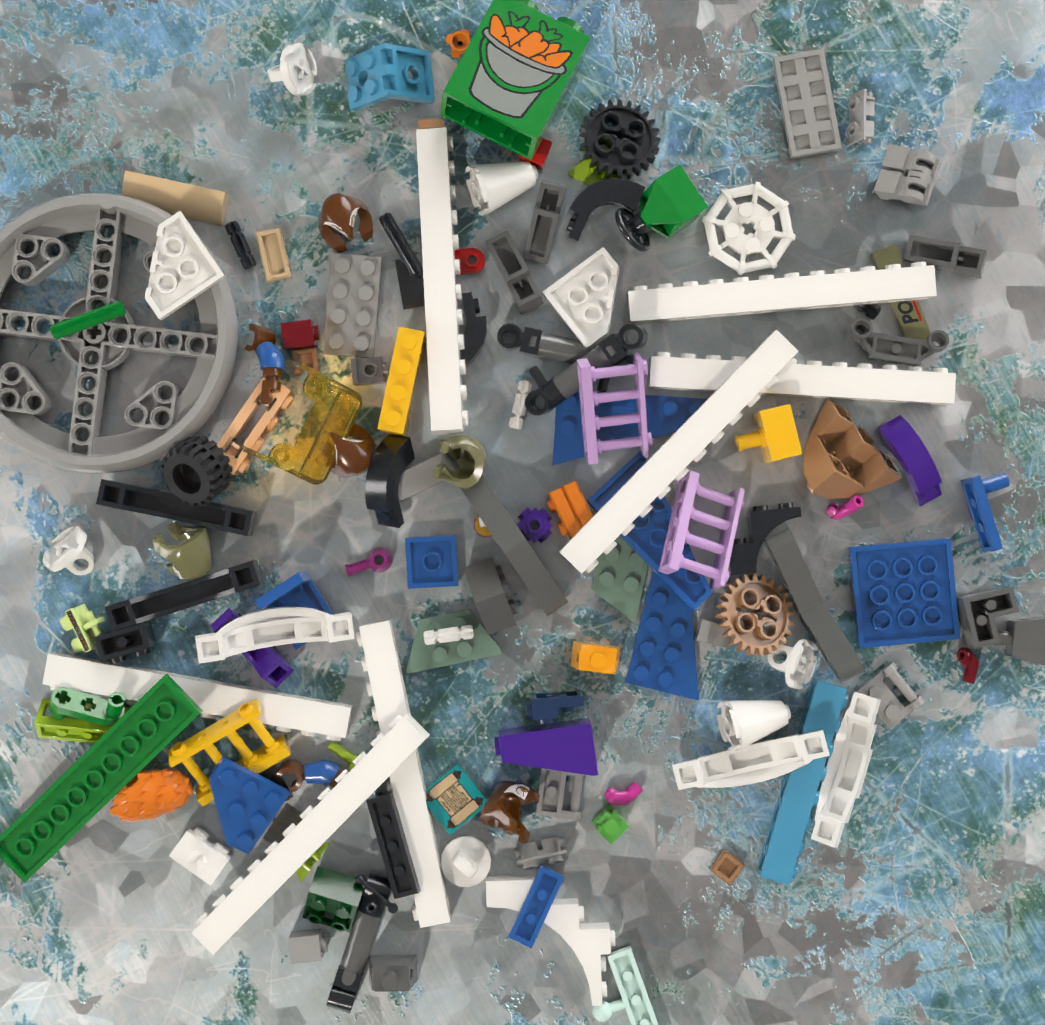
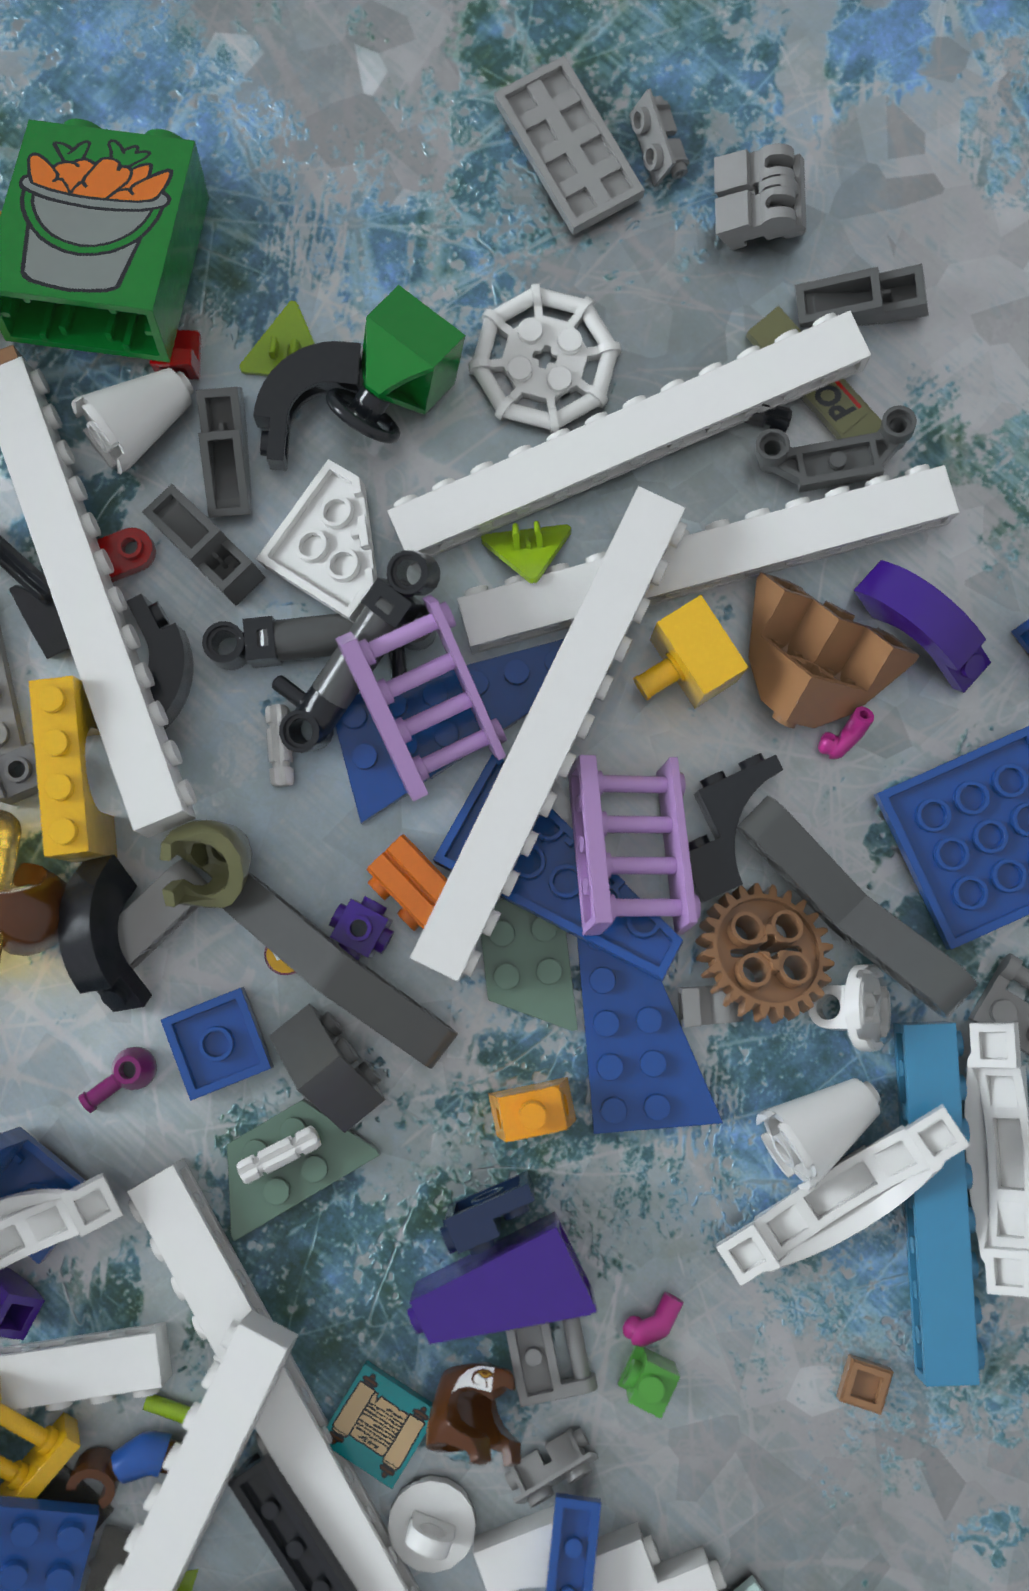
camera: 10 degrees left, 5 degrees down
(613, 159) = (298, 290): black gear -> none
(700, 339) = (528, 550): none -> lime piece

